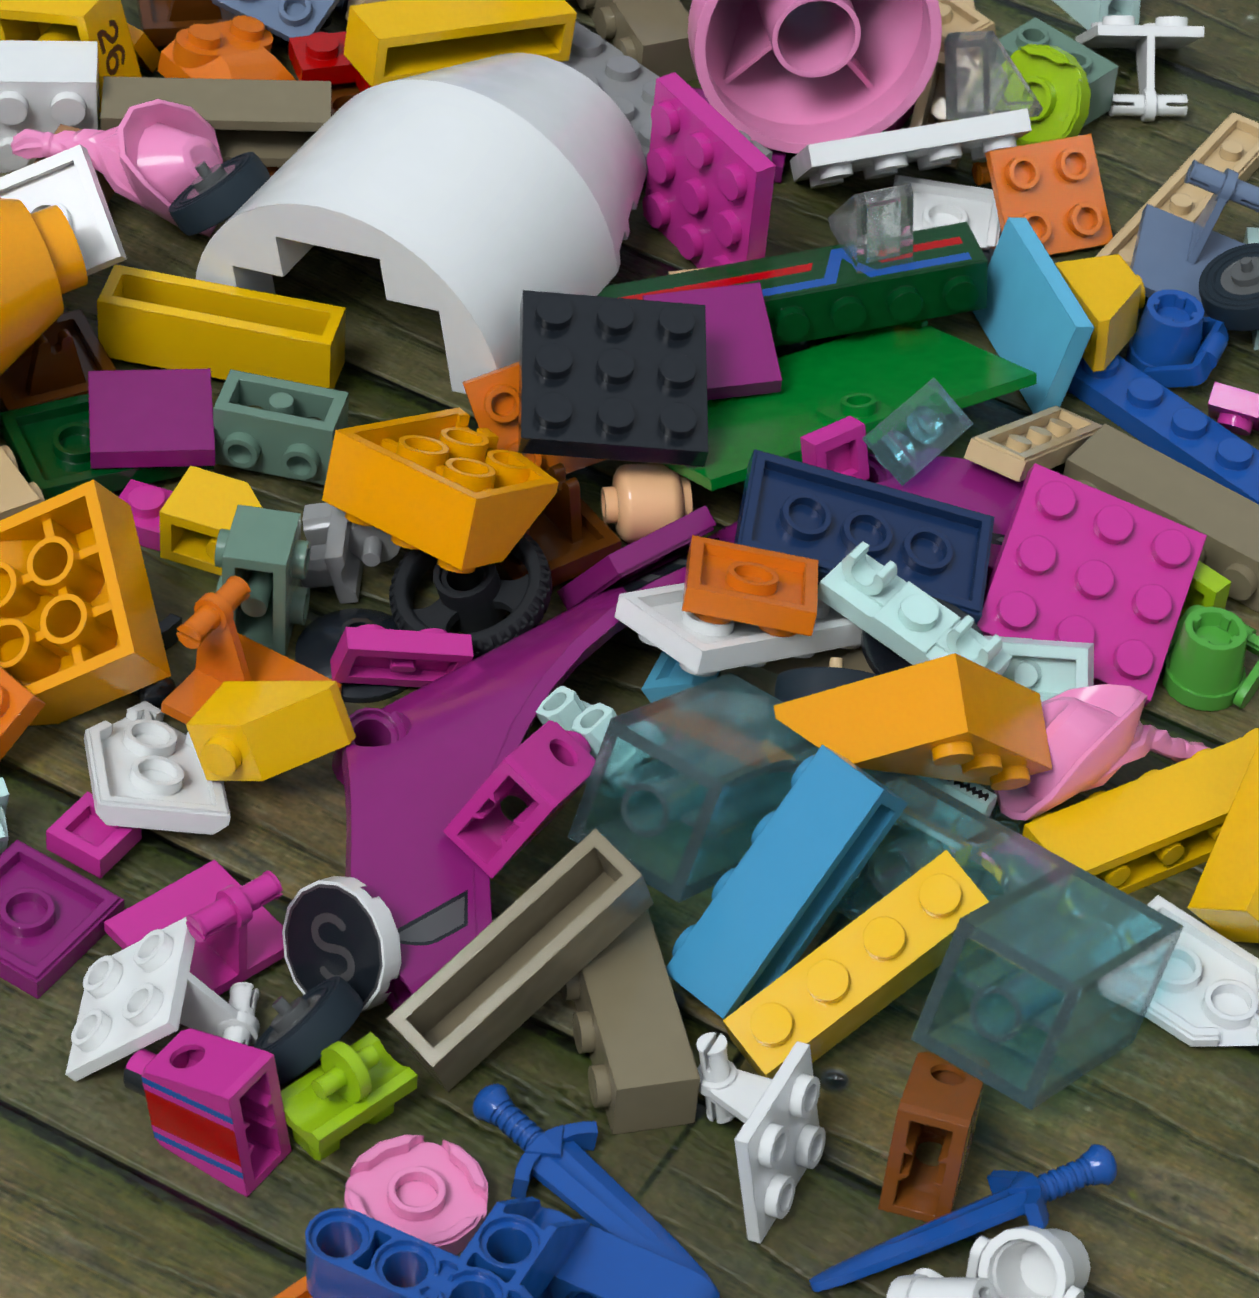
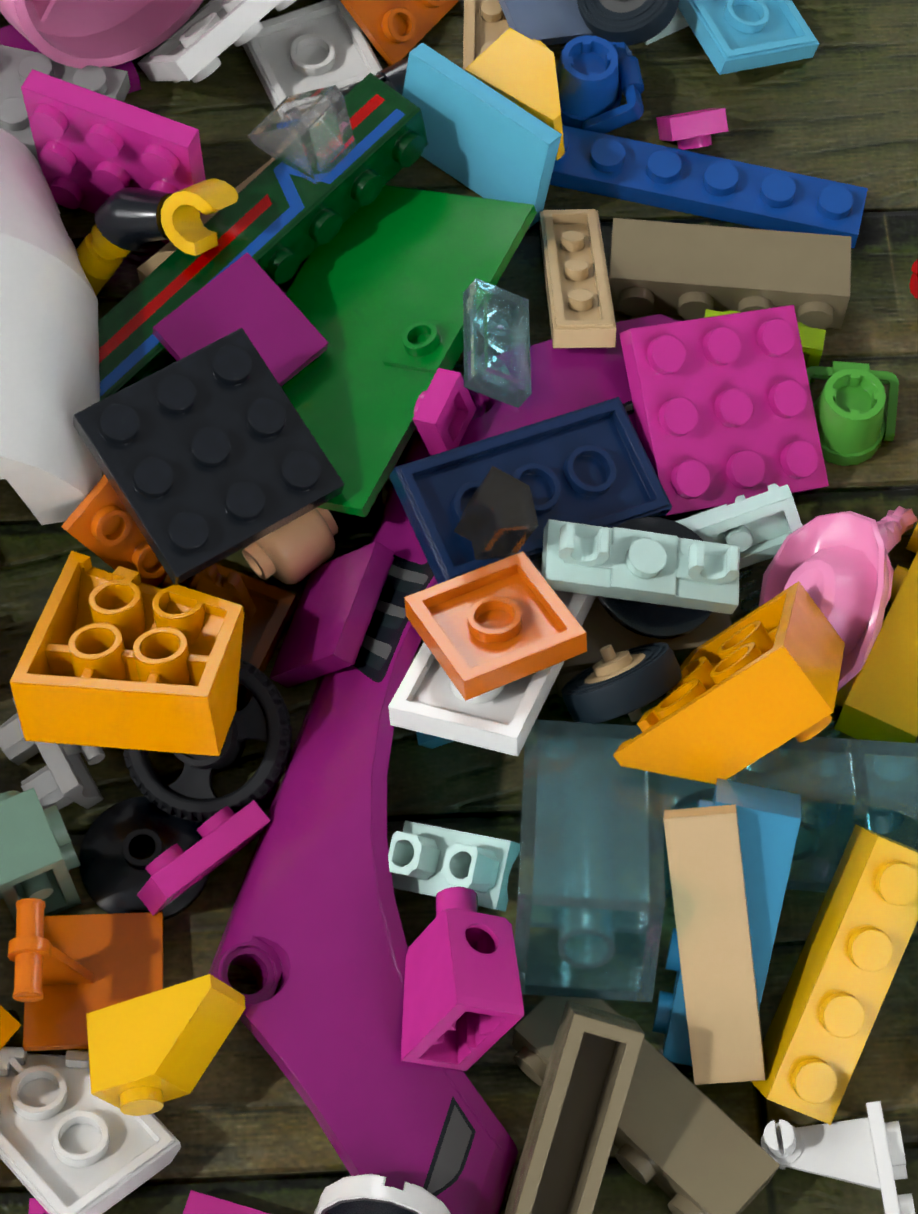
camera: 30 degrees left, 20 degrees up
(697, 228) = (146, 215): none -> yellow piece
(755, 870) = (714, 944): none -> tan tile
(806, 508) = (498, 516): none -> clear smoke piece

